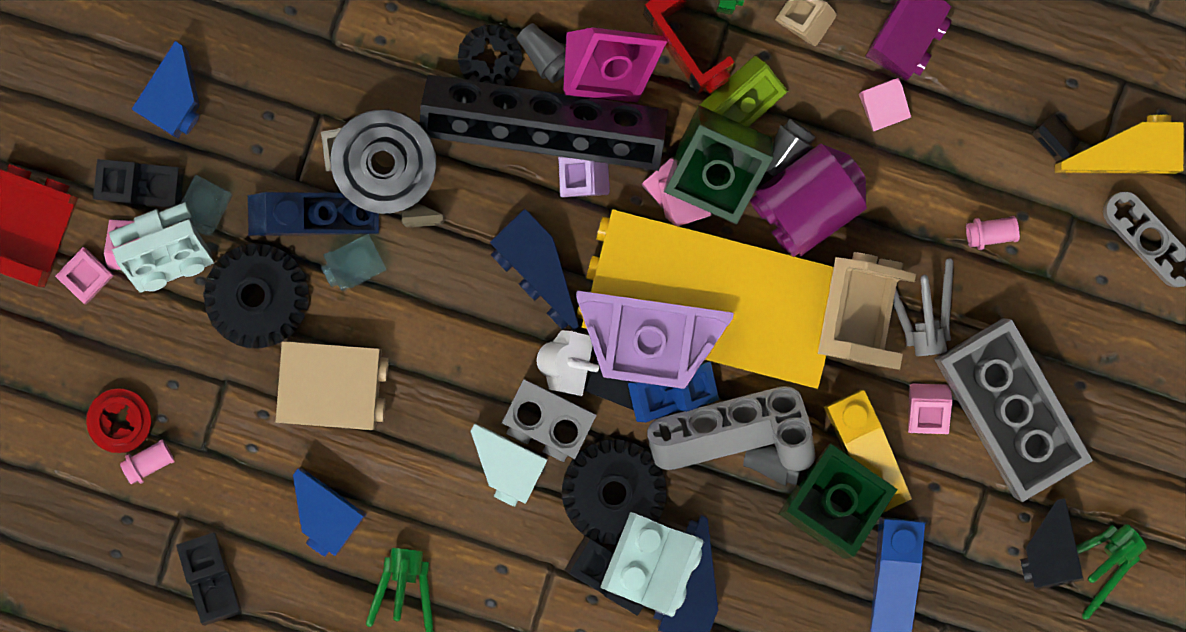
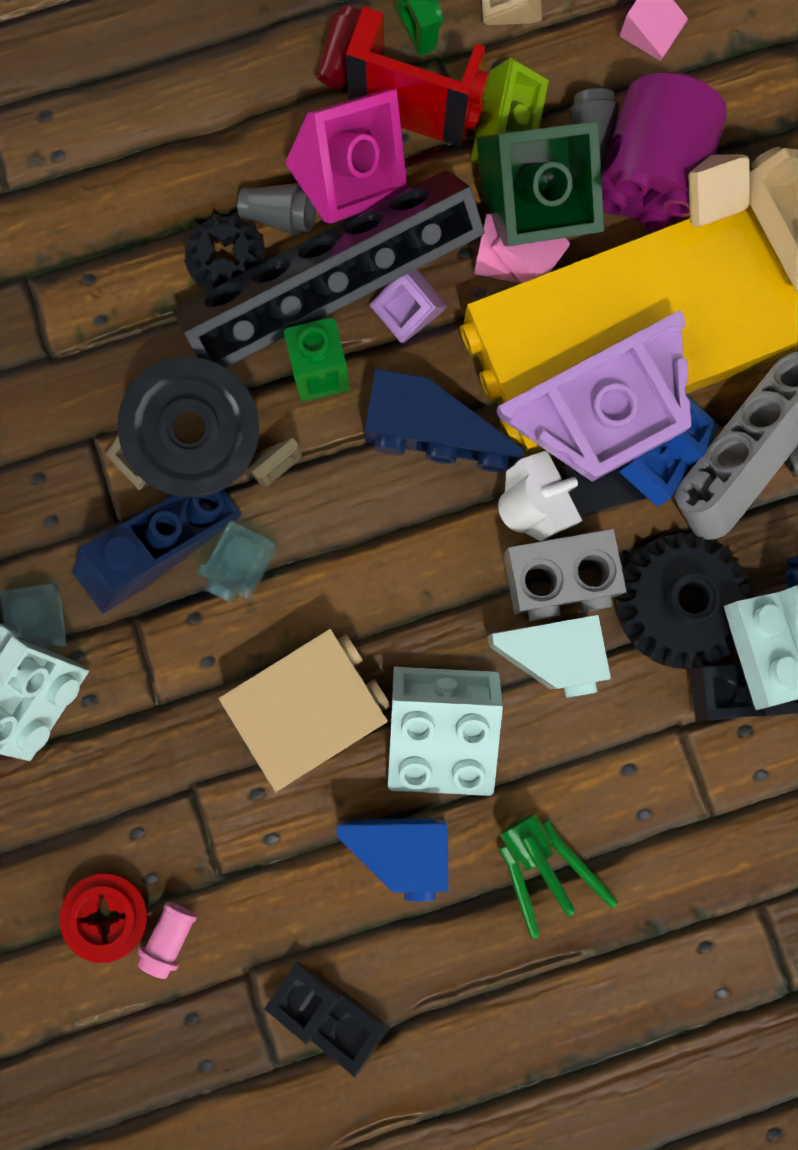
camera: 40 degrees left, 5 degrees down
(284, 299) = (193, 679): black gear -> none
(404, 460) = (444, 731): none -> light aqua bracket
(495, 173) = (317, 359): none -> green bracket
(814, 254) = (719, 188): none -> tan slope

